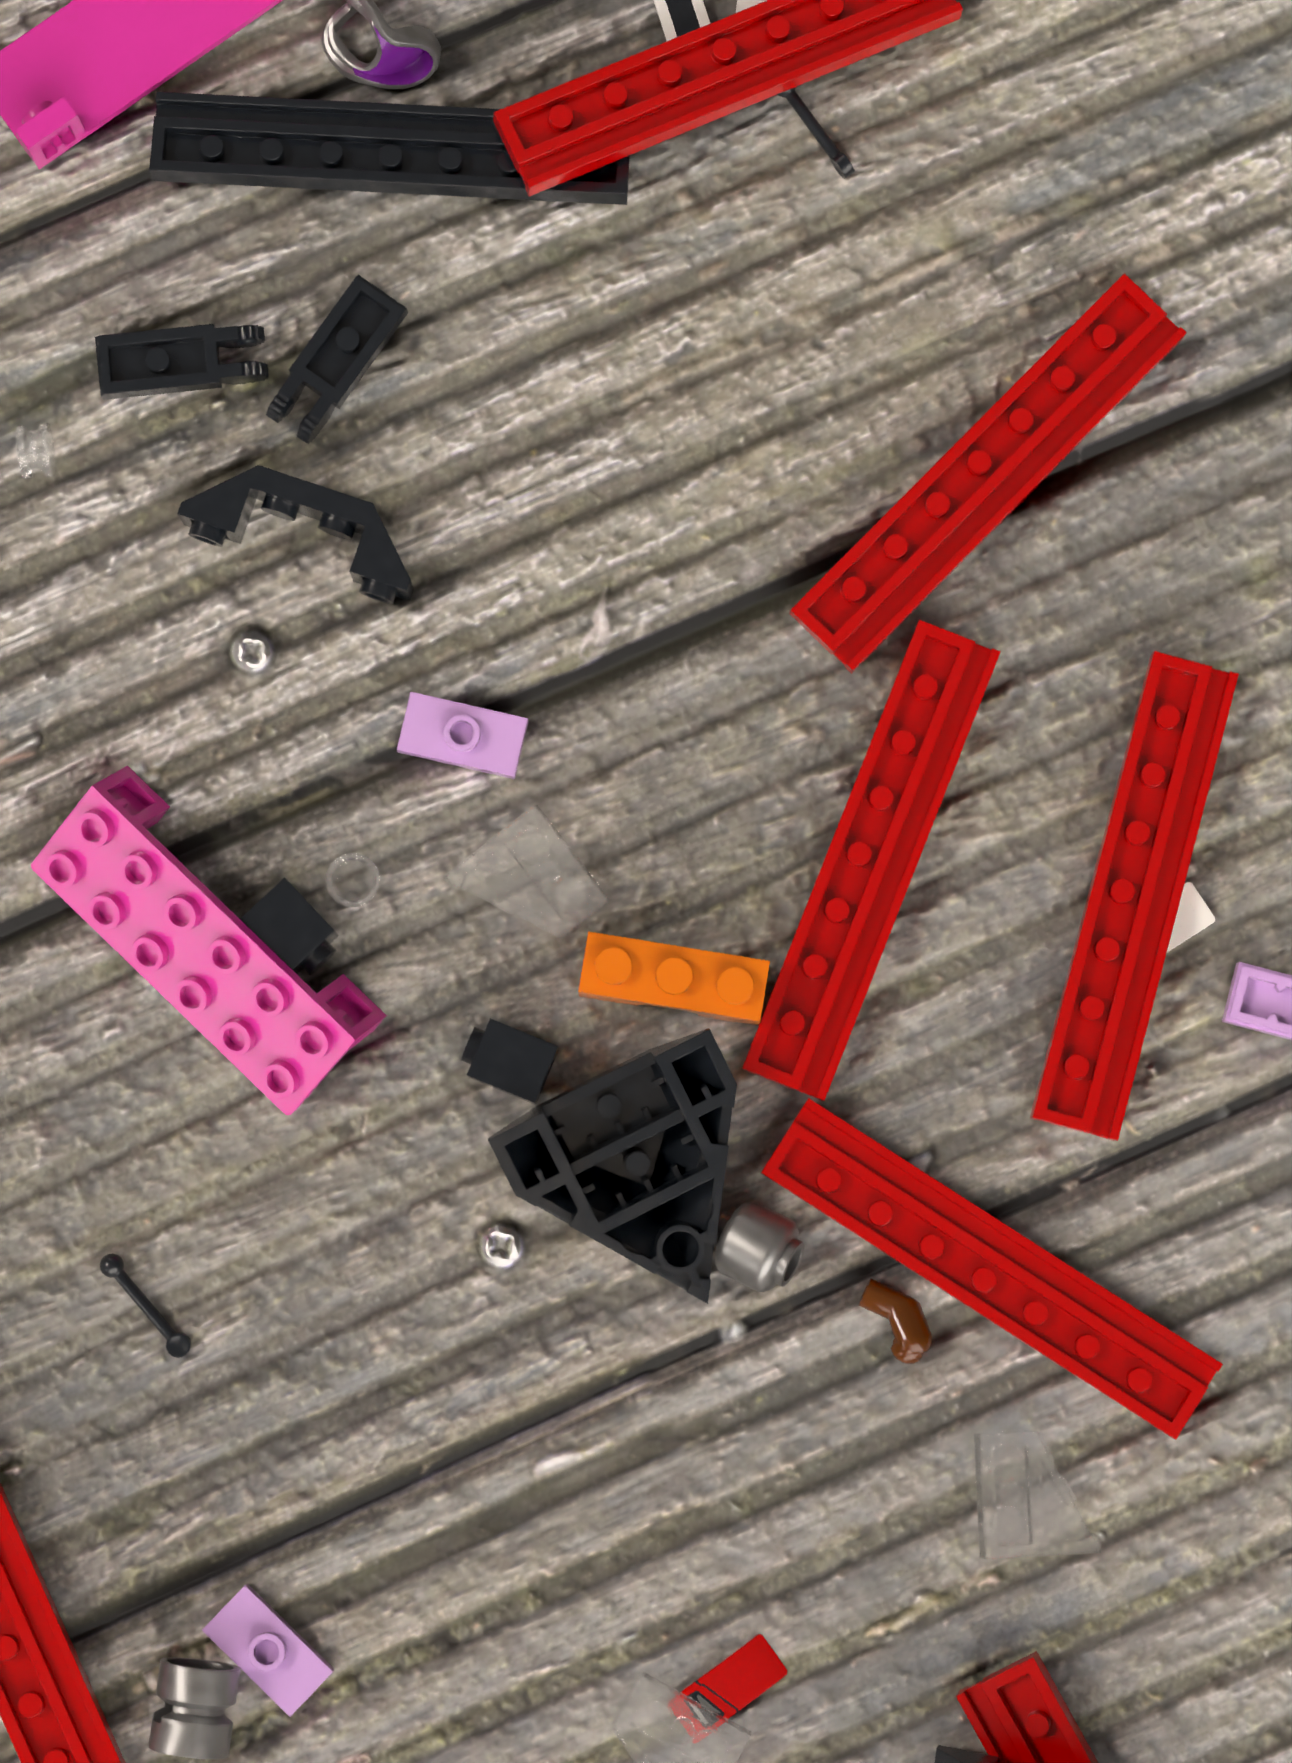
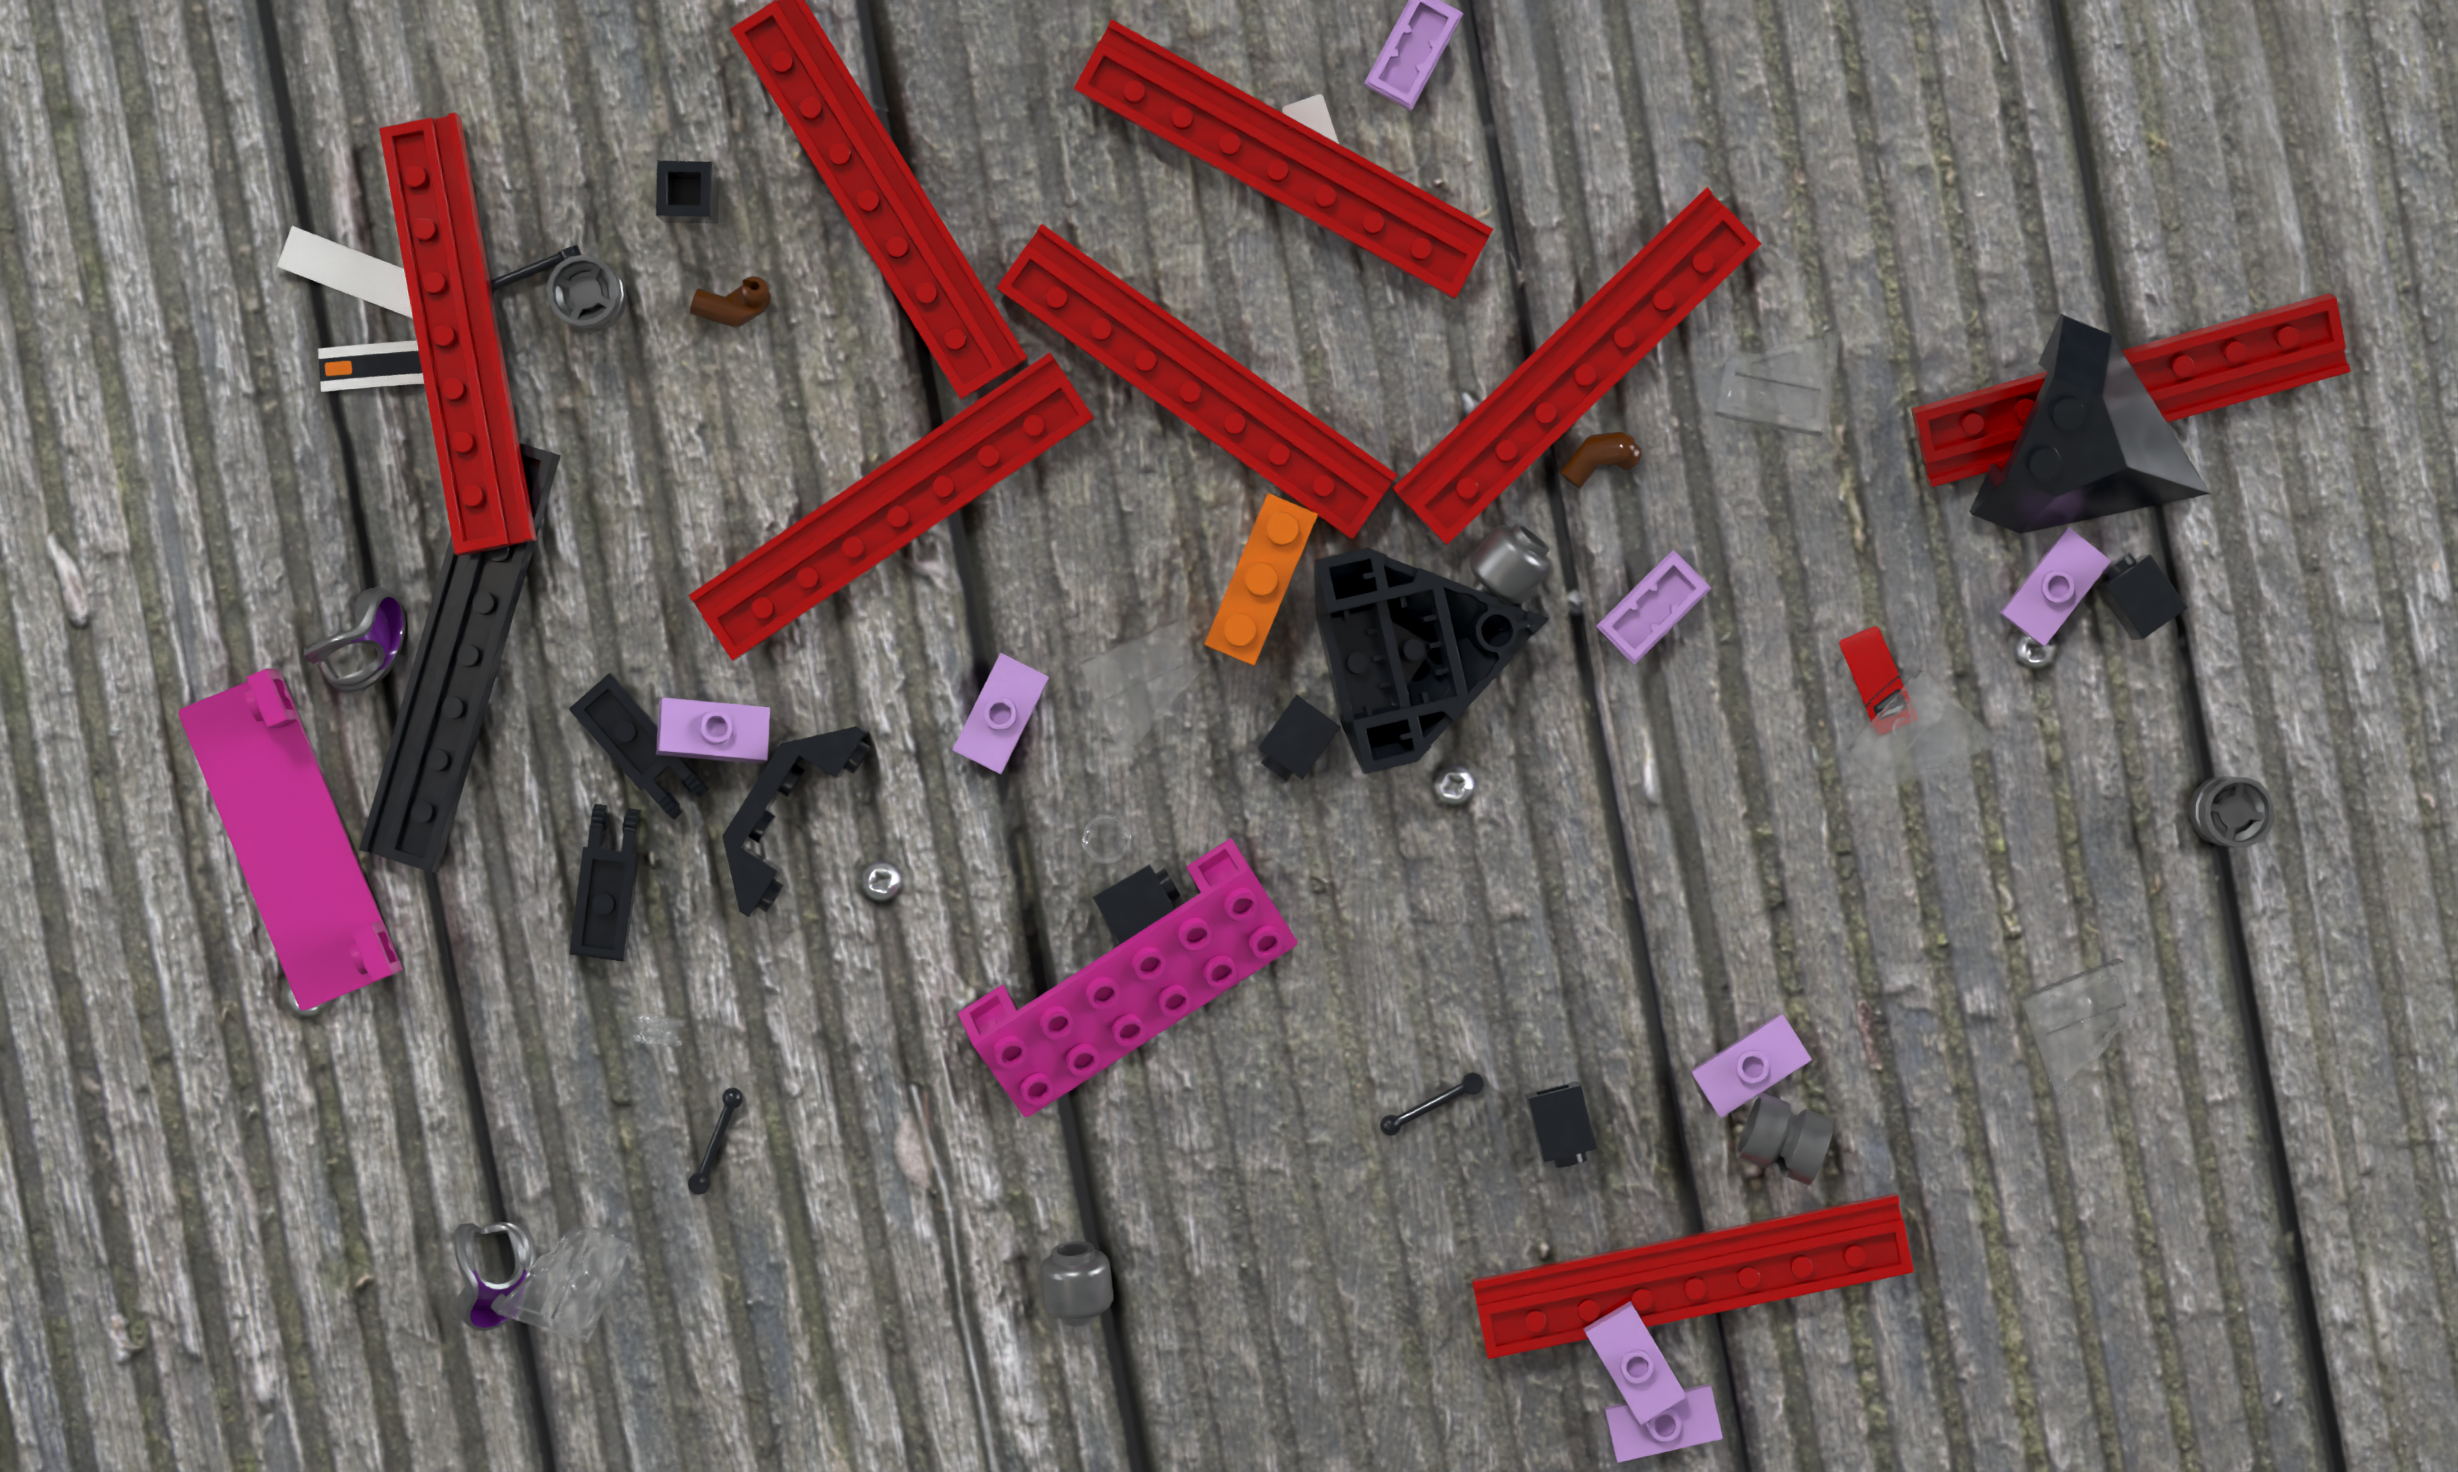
camera: 70 degrees left, 5 degrees up
(154, 1453) = (1561, 1124): none -> black brick
(370, 431) = (713, 731): none -> lavender plate
(657, 565) = (891, 507): none -> red plate
(748, 1417) = (1653, 607): none -> lavender plate
(805, 189) = (587, 293): none -> flat silver wheel
(828, 352) = (735, 308): none -> reddish brown arm
(940, 268) = (687, 192): none -> black brick

